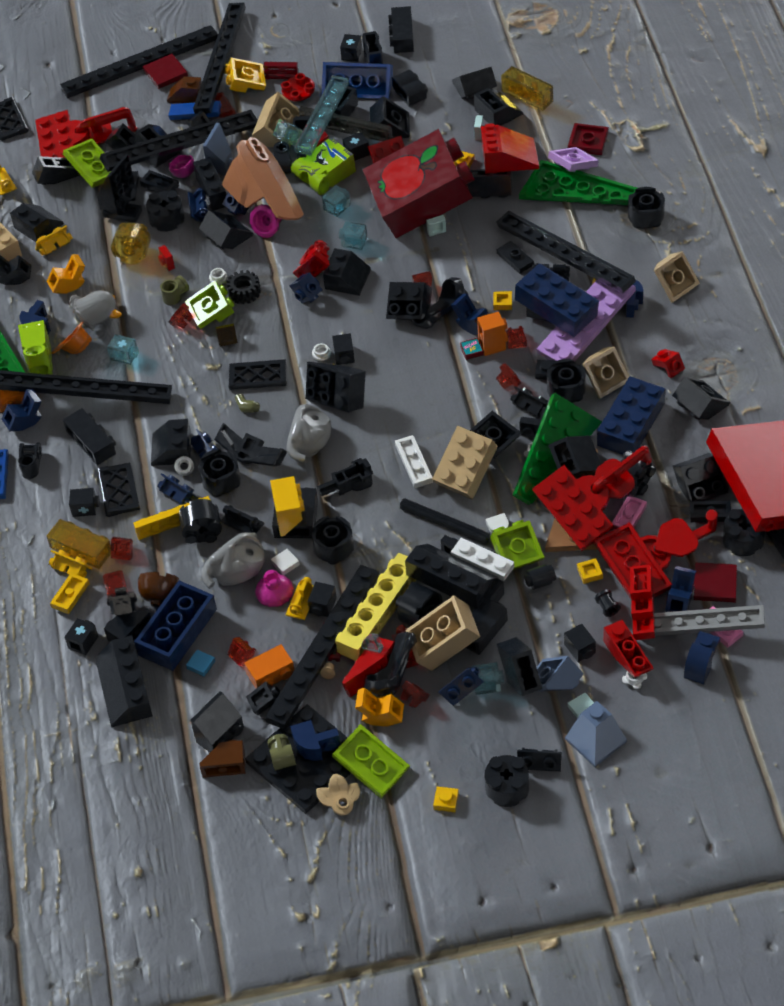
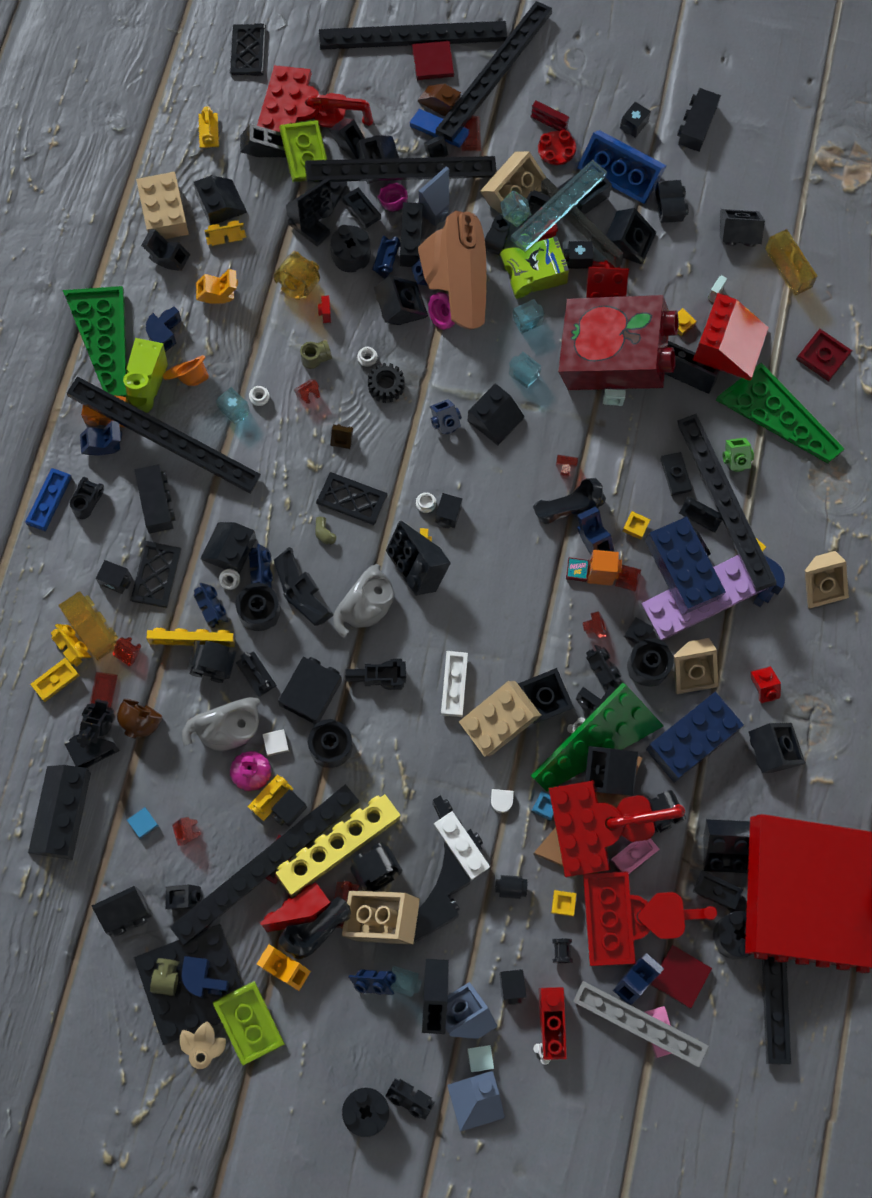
camera: 15 degrees right, 20 degrees up
(81, 636) = (43, 737): black brick -> none
(94, 308) = (225, 342): light grey hair -> none
(141, 335) = (259, 390): none -> white plate
(175, 625) = (134, 772): dark blue brick -> none
(210, 305) = (342, 391): lime plate -> none
(224, 760) = (115, 950): reddish brown slope -> none
(244, 75) = (509, 106): yellow plate -> none
(270, 667) = (202, 865): orange brick -> none
(287, 503) = (297, 693): yellow slope -> none
(314, 260) = (469, 385): red piece -> none
(328, 671) = (258, 892): tan piece -> none
(372, 48) = (654, 135): black brick -> none
(372, 643) = (308, 896): clear light blue tile -> none
(408, 300) = (539, 484): black slope -> none
(417, 693) = (327, 962): clear red tile -> none
(445, 520) = (452, 770): black axle -> none
(446, 799) = (300, 1098): yellow plate -> none
(449, 574) = (422, 849): black slope -> none
(495, 107) = (748, 271): black slope -> none
(517, 543) = (506, 838): lime plate -> none
(537, 513) = (544, 806): none -> dark azure tile
(557, 222) = (738, 454): none -> bright green brick
(573, 159) = (794, 378): lavender plate -> none
(642, 602) = (594, 974): red slope -> none
(646, 207) = (839, 479): black brick -> none
(700, 657) = (622, 1064): dark blue brick -> none

